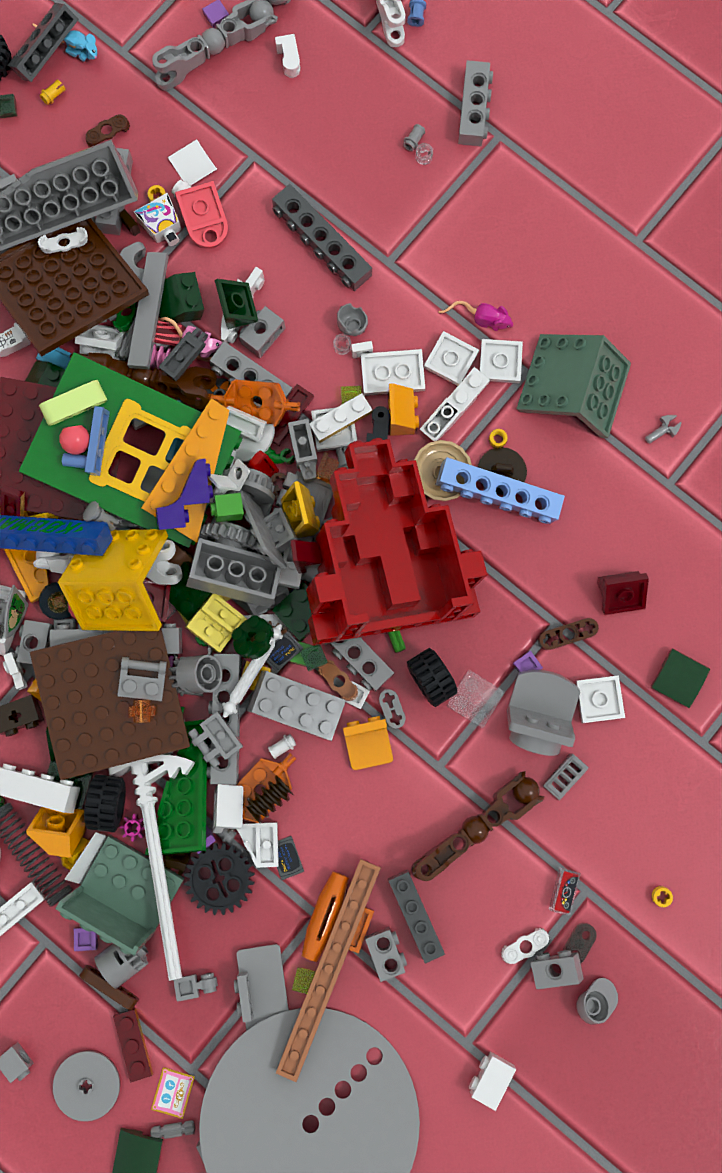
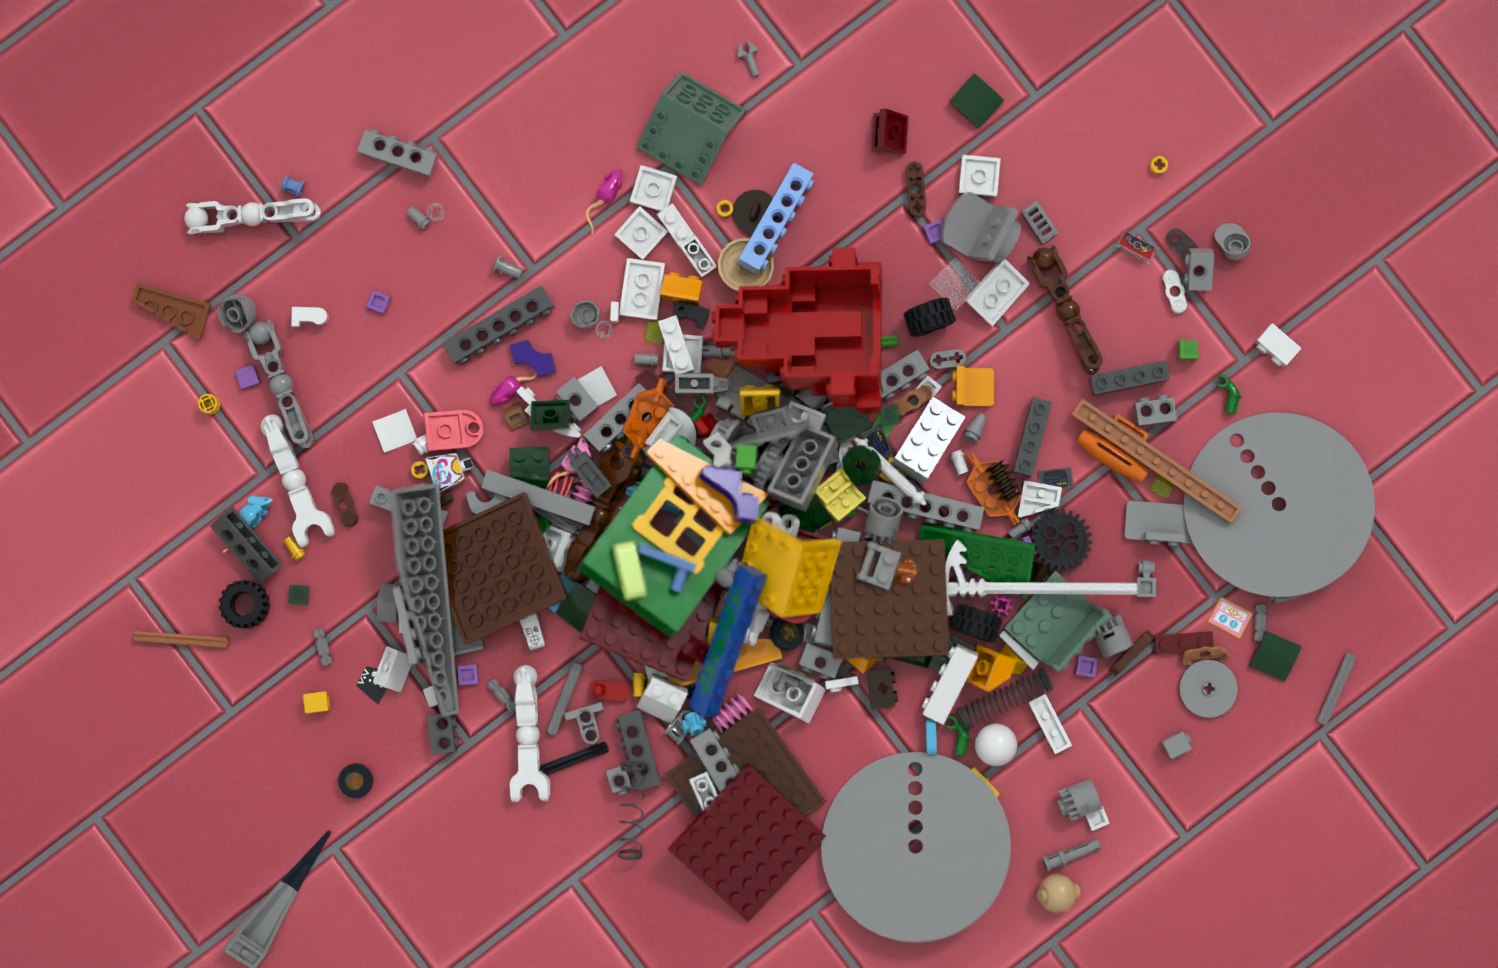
camera: 70 degrees left, 5 degrees up
(51, 245) = (456, 548): white piece -> none
(74, 439) = (662, 575): coral piece -> none
(105, 84) = (294, 481): none -> white piece
(128, 1086) = (1215, 652): none -> nougat piece
(220, 735) = (940, 510): light grey plate -> none
(227, 807) = (1002, 519): white panel -> none
(232, 271) = (515, 416): none -> medium nougat slope
(256, 258) = (507, 389): none -> dark pink animal
(281, 351) = (597, 386): none -> white sticker
(299, 271) = (541, 362): none -> dark purple tile
(305, 554) = (802, 400): dark red slope -> none
(319, 119) = (378, 302): none -> medium lavender tile
(321, 398) = (646, 359): none -> light grey pin
(323, 756) = (975, 429): none -> light grey cone
(326, 820) = (1032, 437): none -> dark grey brick
(383, 231) = (506, 268): none -> light grey pin
(423, 1041) = (1233, 395): none -> green piece
(462, 975) = (1187, 350): none -> bright green panel
(477, 746) = (997, 292): none -> white plate

